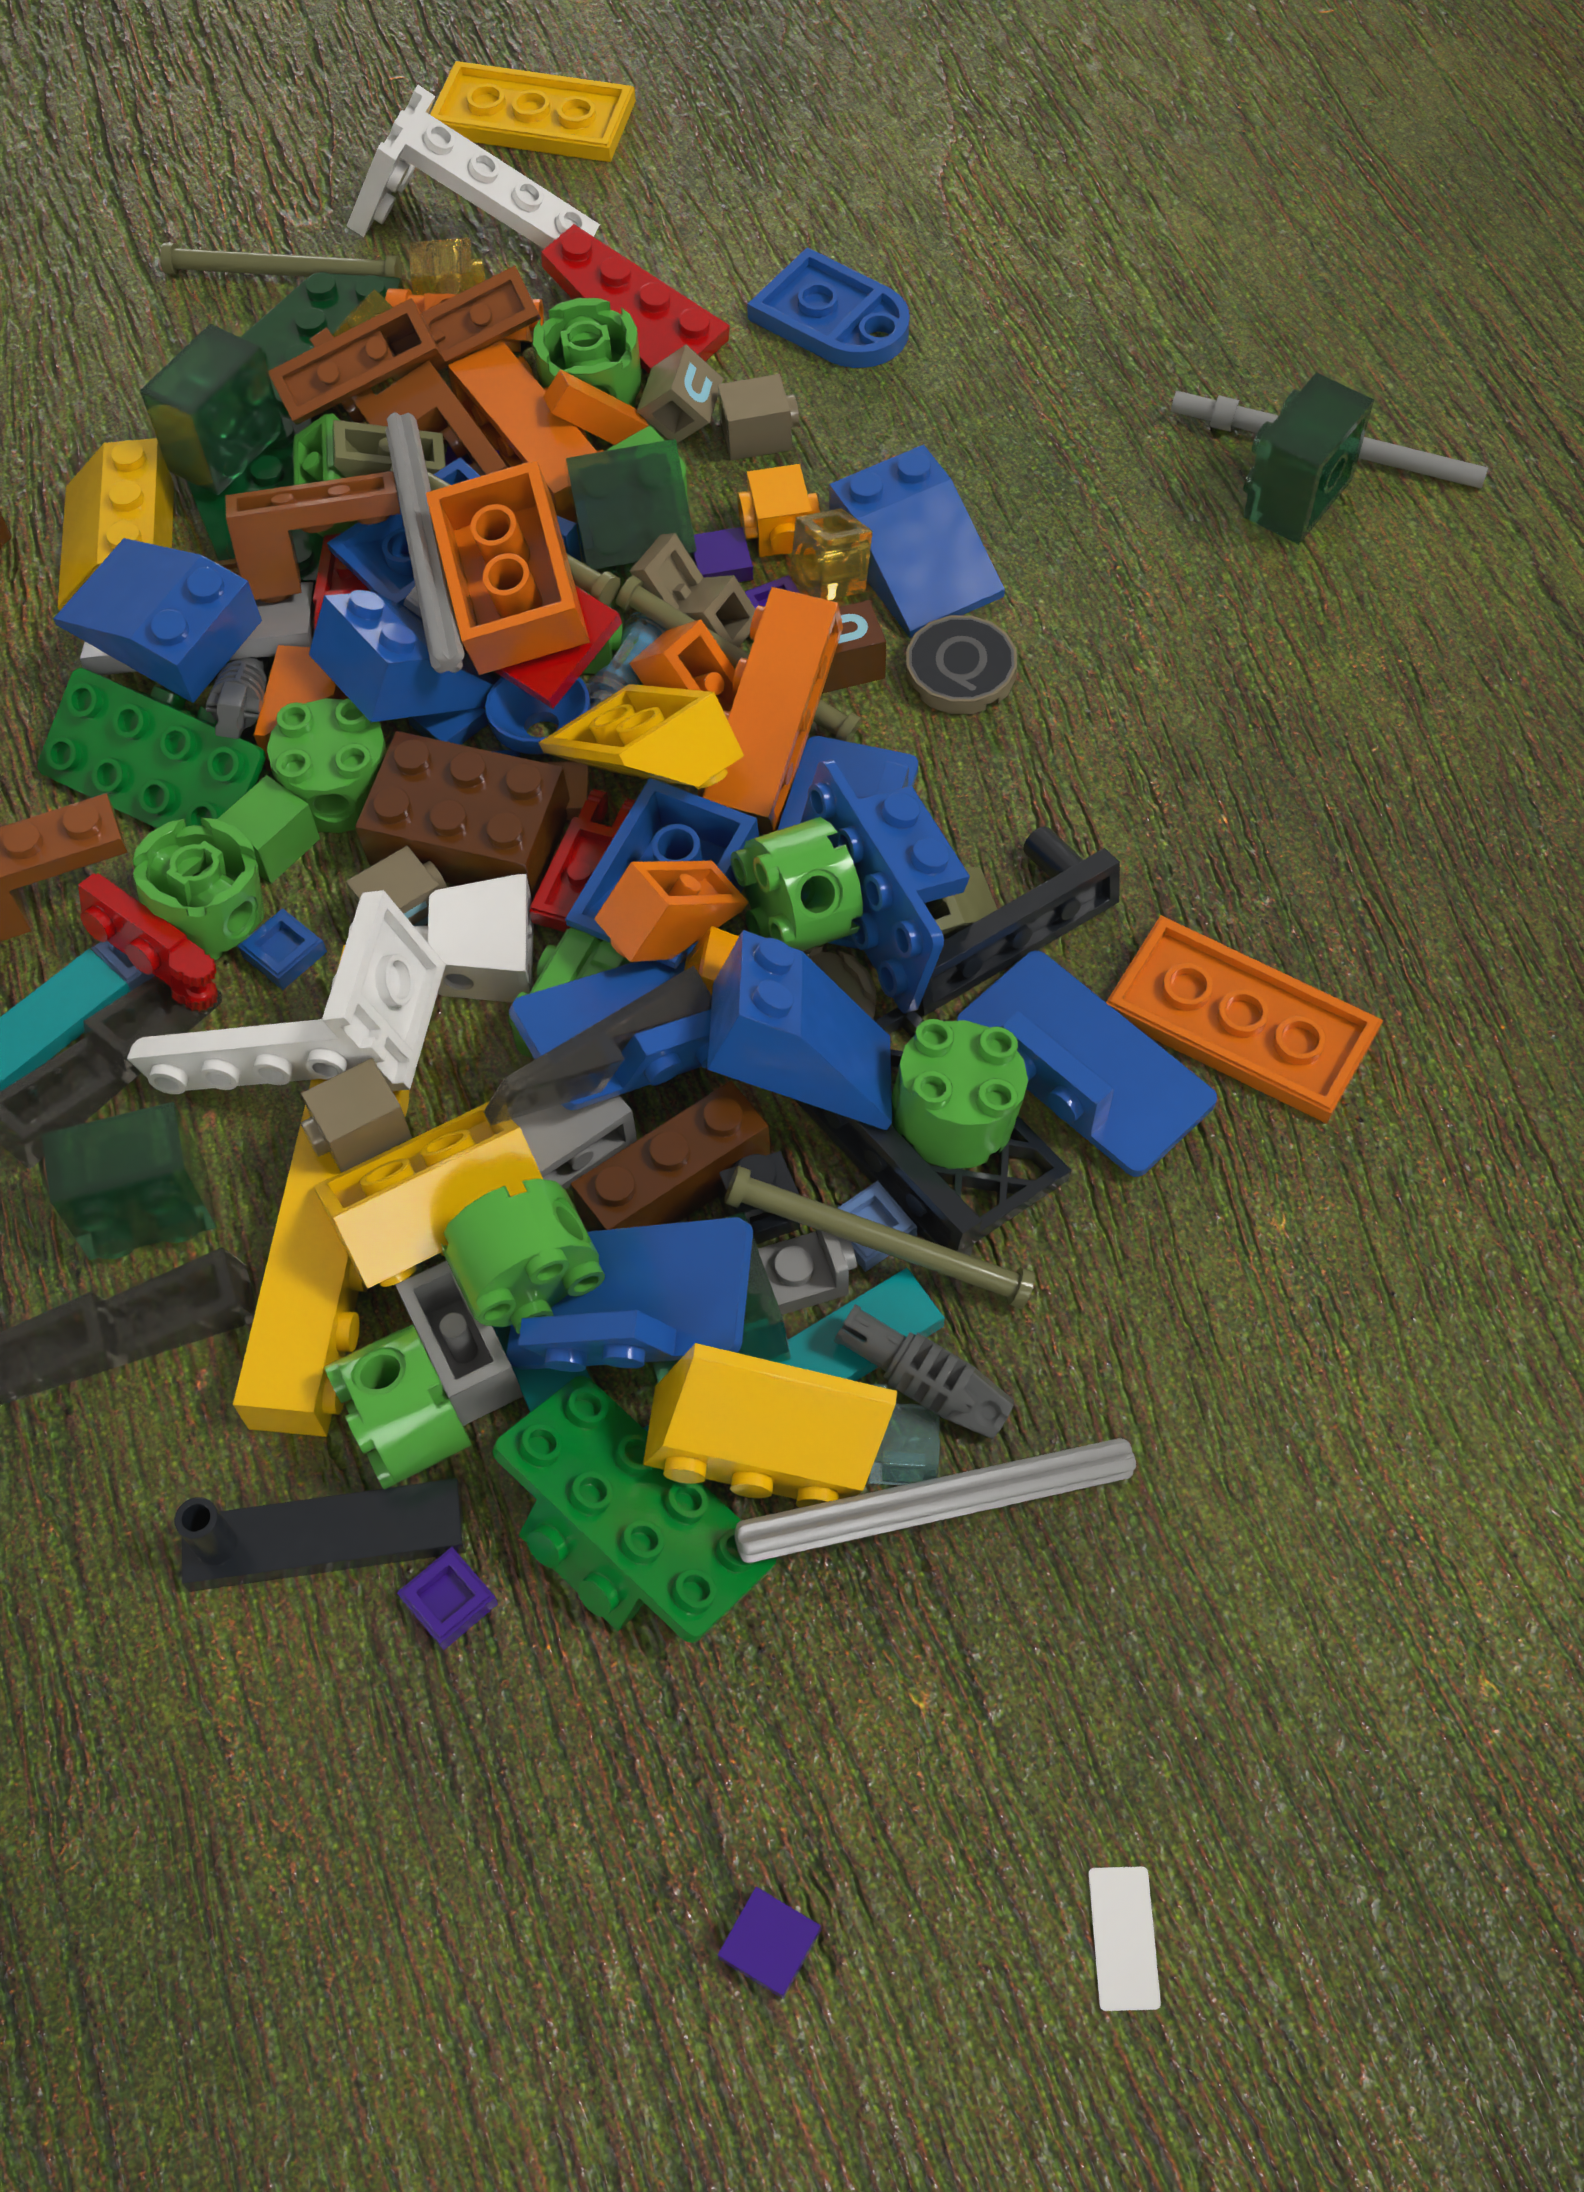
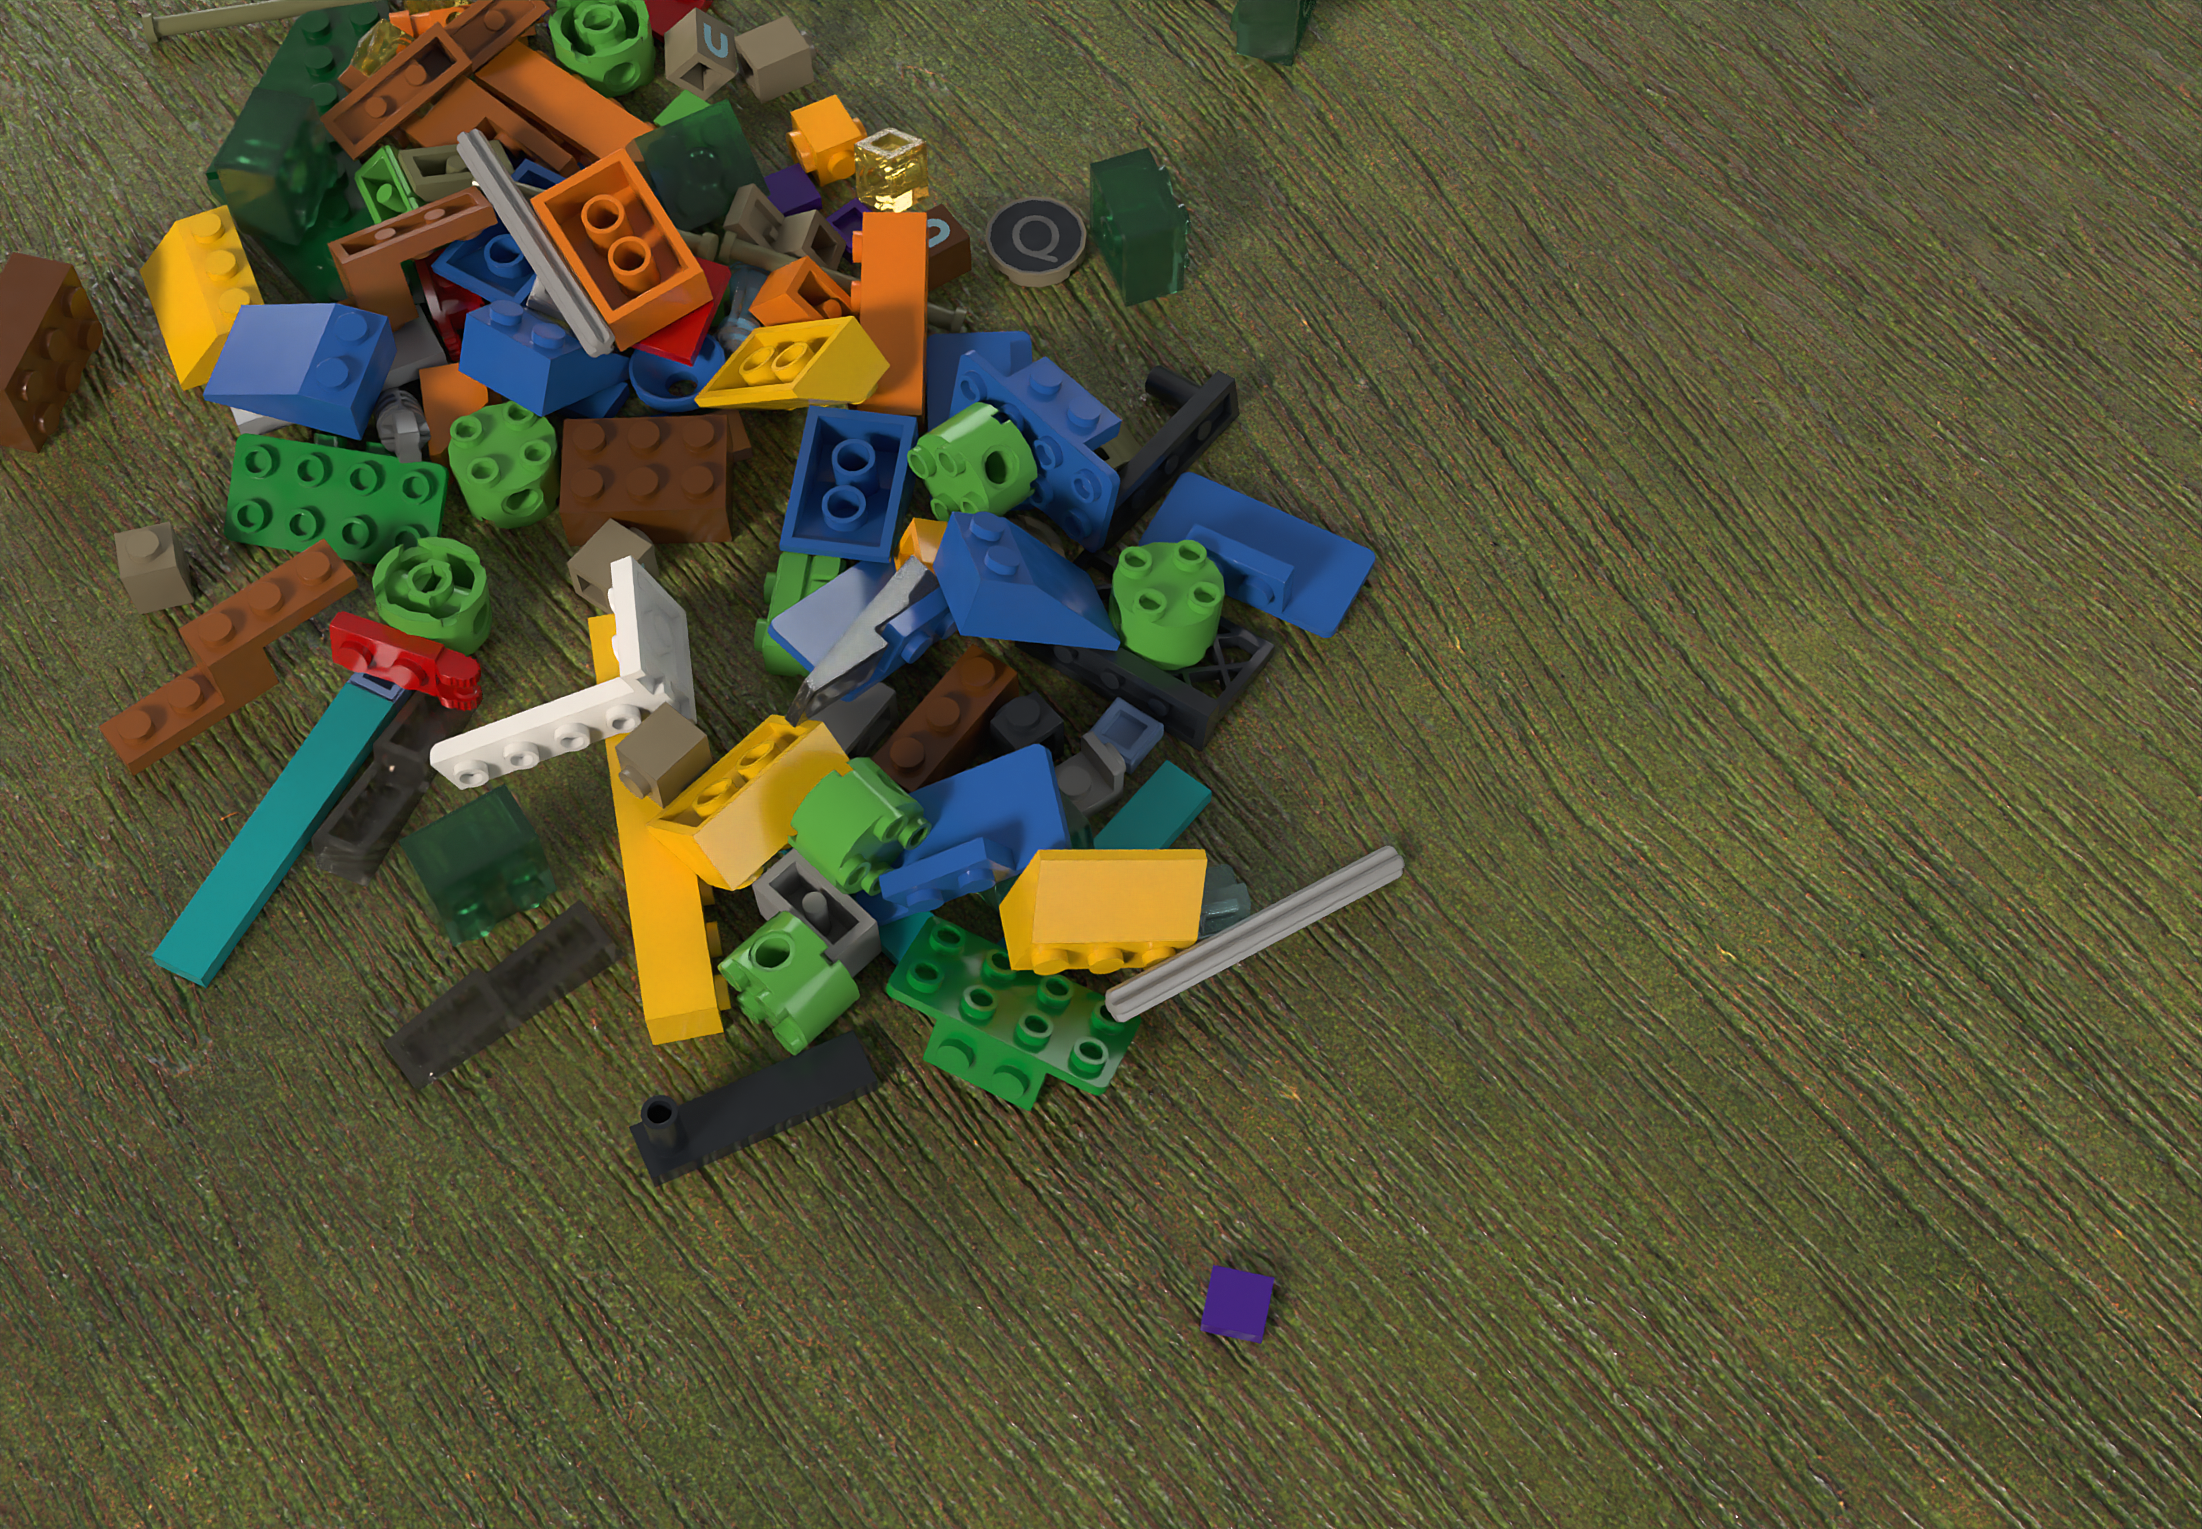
camera: 20 degrees left, 0 degrees up
(276, 825) = (477, 524): bright green brick -> none
(282, 948) = (521, 638): blue tile -> none
(447, 1598) = (879, 1127): dark purple tile -> none
(483, 938) = (708, 581): white torso -> none
(575, 861) = (765, 496): red hinge -> none
(592, 409) = (628, 86): orange piece -> none
(667, 907) = (870, 512): orange slope -> none
(795, 1207) = (1019, 727): olive bar -> none
(923, 542) = (973, 145): blue slope -> none
(928, 1374) = (1226, 838): dark grey hinge -> none
(1071, 672) = (1138, 226): none -> clear green brick
(1124, 1939) = (1508, 1219): white sticker -> none
(1244, 1018) = (1374, 484): orange tile -> none

